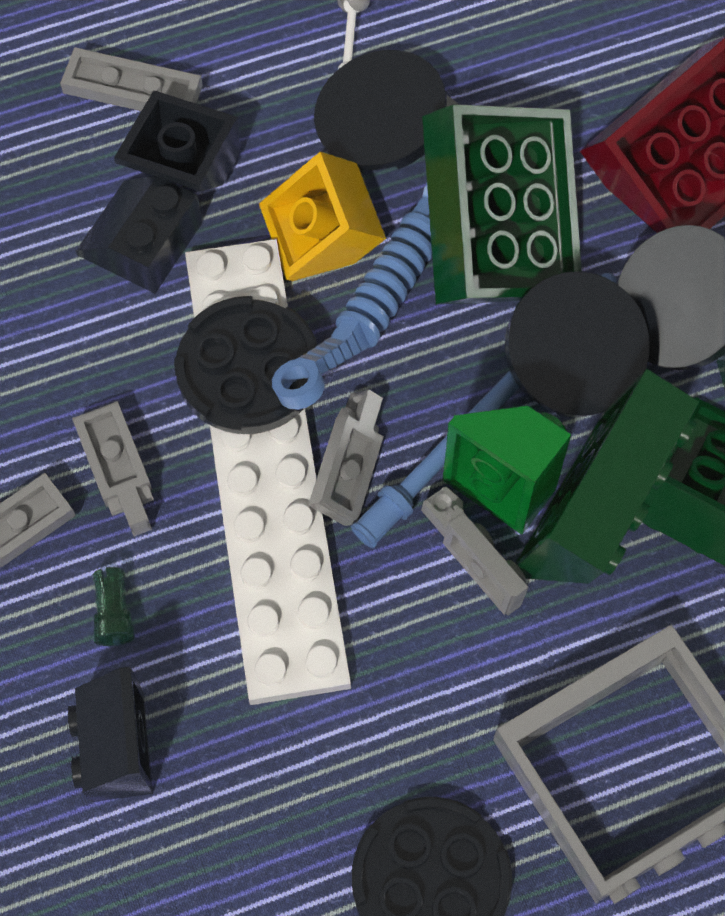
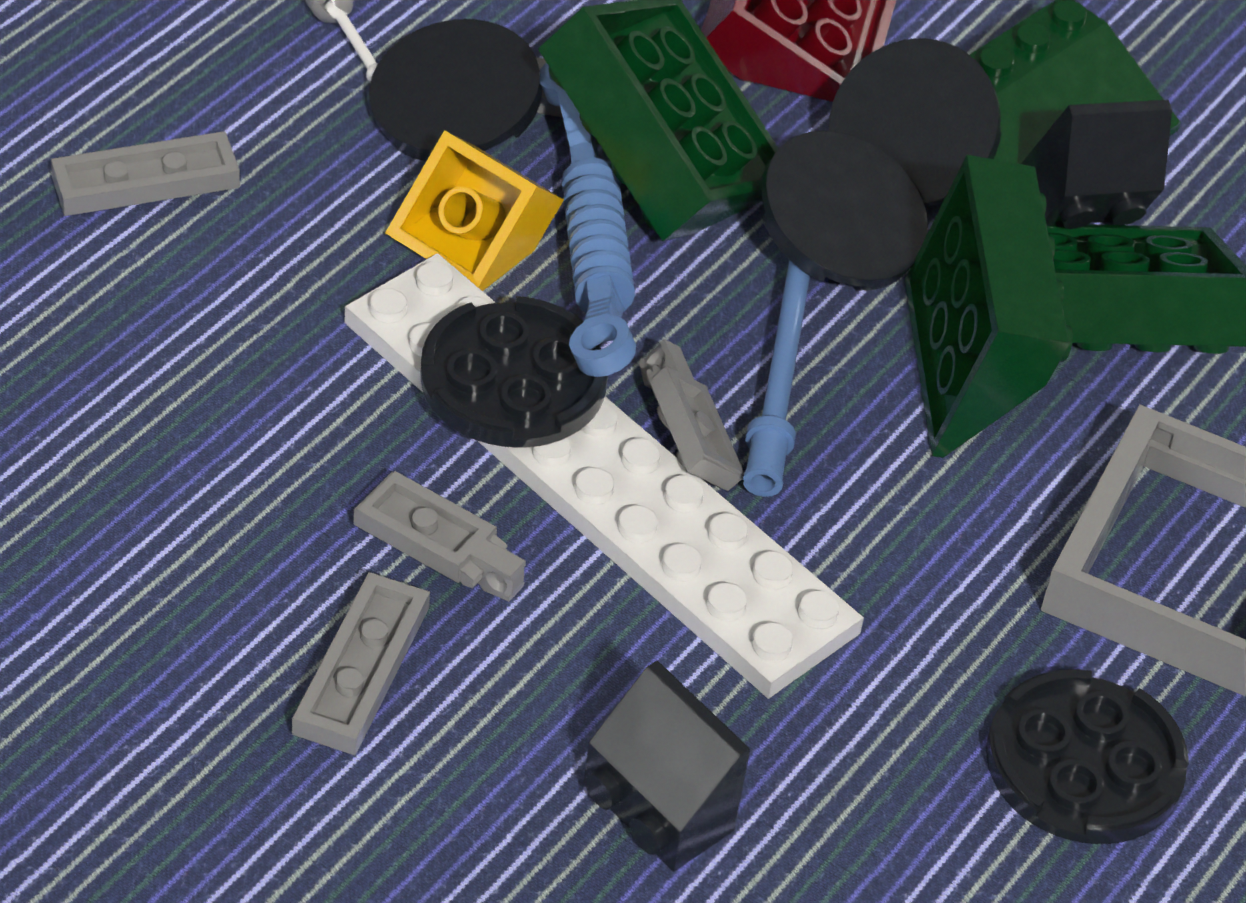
camera: 40 degrees left, 20 degrees down
(112, 620) = (558, 678): clear green pin -> none
(143, 231) = (276, 303): black slope -> none
(181, 142) = (268, 189): black slope -> none
(475, 551) = (892, 442): light grey hinge -> none
(506, 461) = (873, 326): green slope -> none

